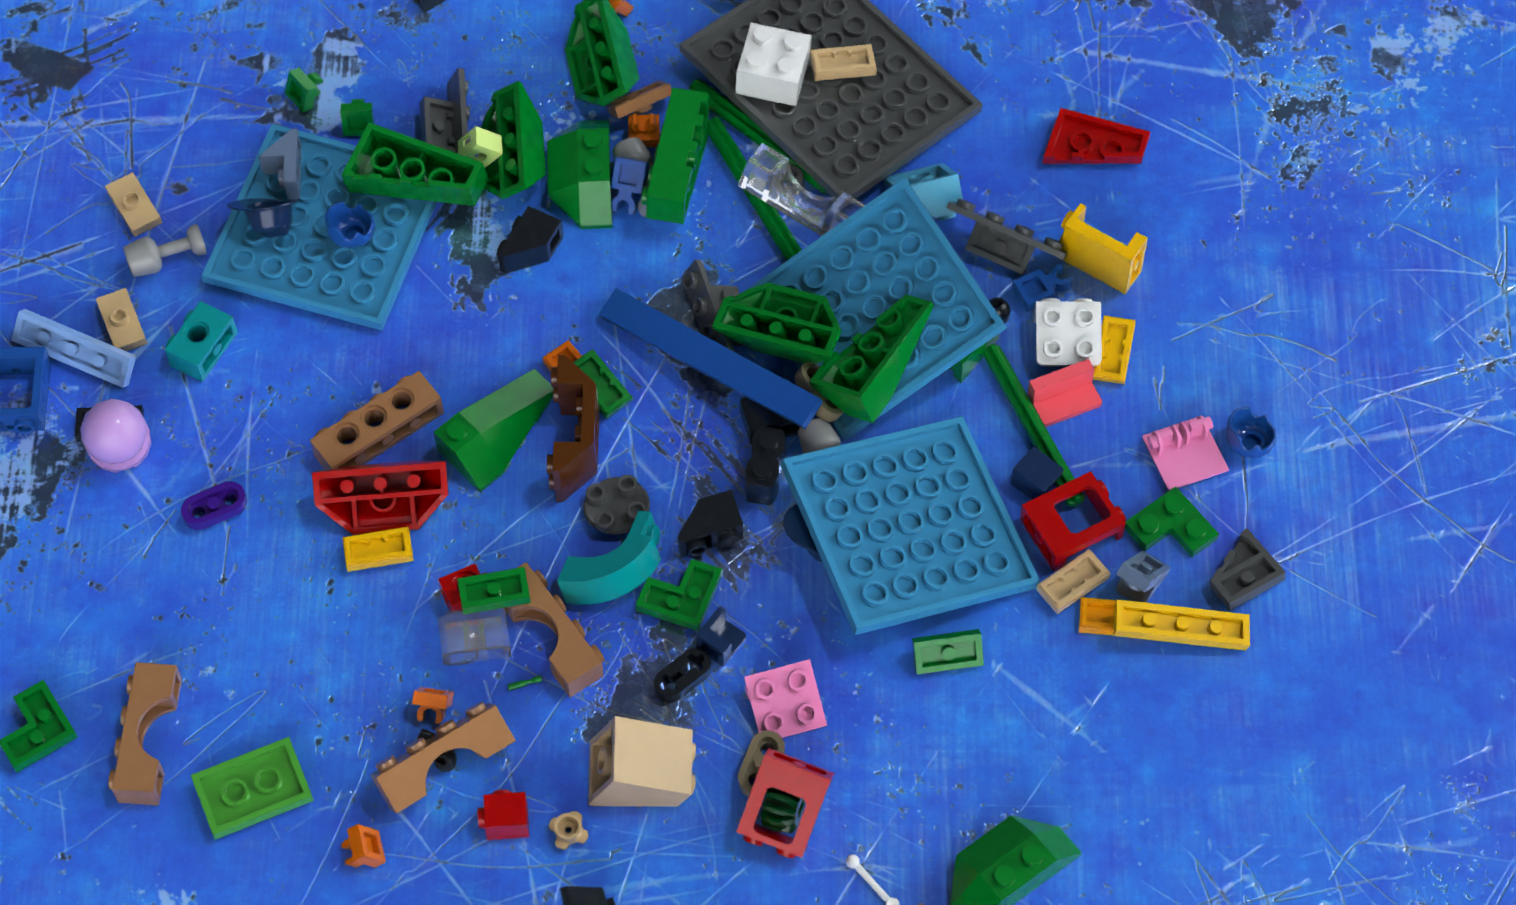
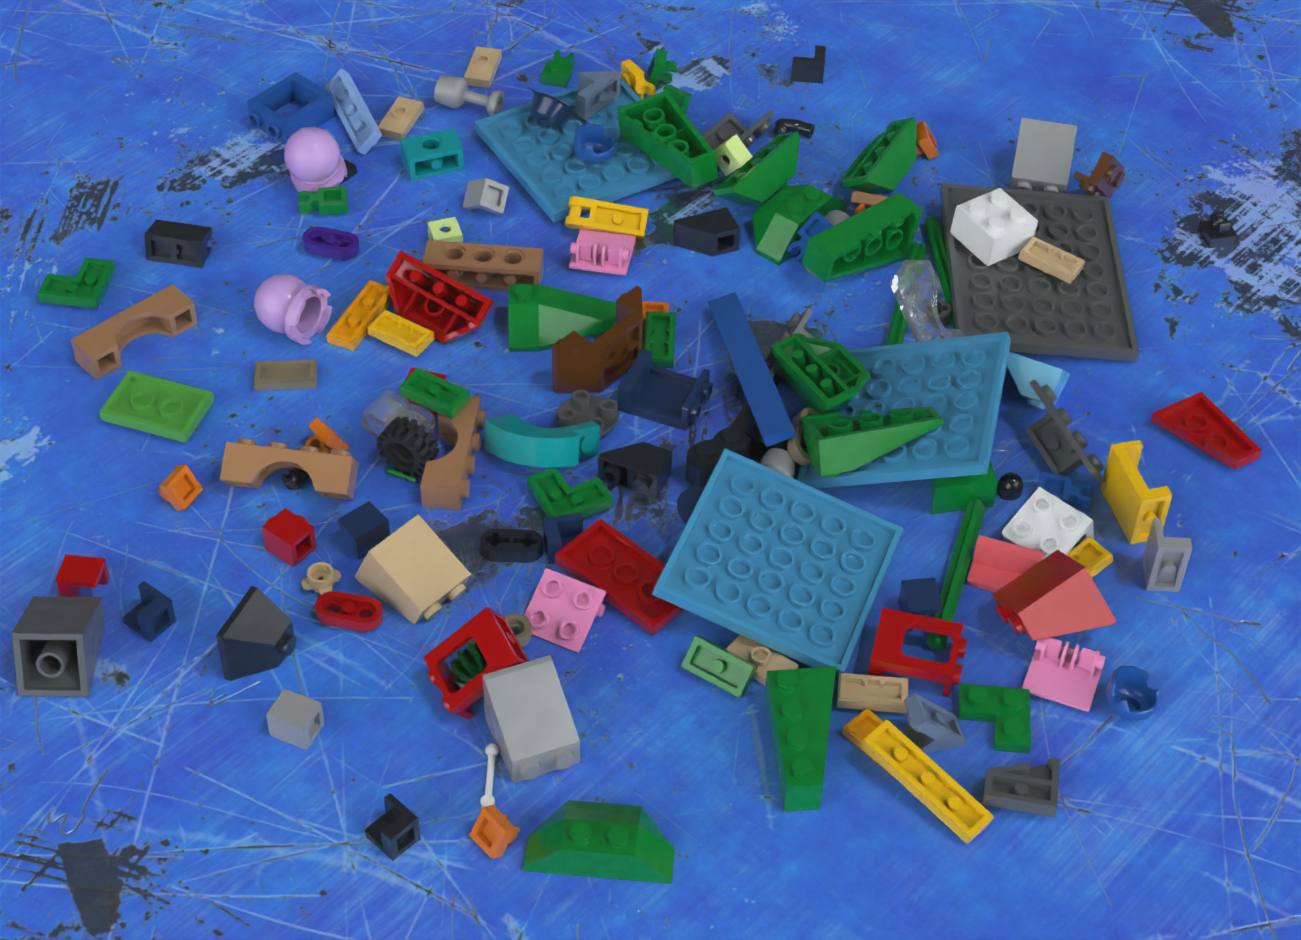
camera: 40 degrees right, 15 degrees down
(77, 613) = (178, 243): none -> black hinge
(159, 461) = (327, 200): none -> green plate
(207, 156) = (559, 71): none -> green plate
(262, 602) = (292, 307): none -> lavender tile
(297, 118) = (635, 79): none -> yellow plate
(298, 351) = (486, 195): none -> light grey panel
(307, 426) = (453, 233): none -> yellowish green piece
(319, 557) = (364, 309): none -> light orange tile
(322, 667) = (285, 375): none -> dark tan tile
(431, 292) = (607, 217): none -> yellow plate
(457, 329) = (602, 252): none -> bright pink hinge
(482, 65) = (792, 125): none -> black arm
(516, 656) = (407, 446): none -> black tyre
(559, 756) = (366, 528): none -> dark blue panel
(622, 838) = (352, 610): none -> red plate
(656, 434) = (662, 394): none -> dark blue panel
(794, 631) = (623, 570): none -> red plate
(868, 816) = (530, 719): none -> light grey slope
(981, 616) = (760, 655): none -> tan plate
(1060, 659) = (799, 726): none -> green wedge
(1134, 400) = (1052, 600): none -> slope
(1173, 299) = (1165, 560): none -> light grey panel

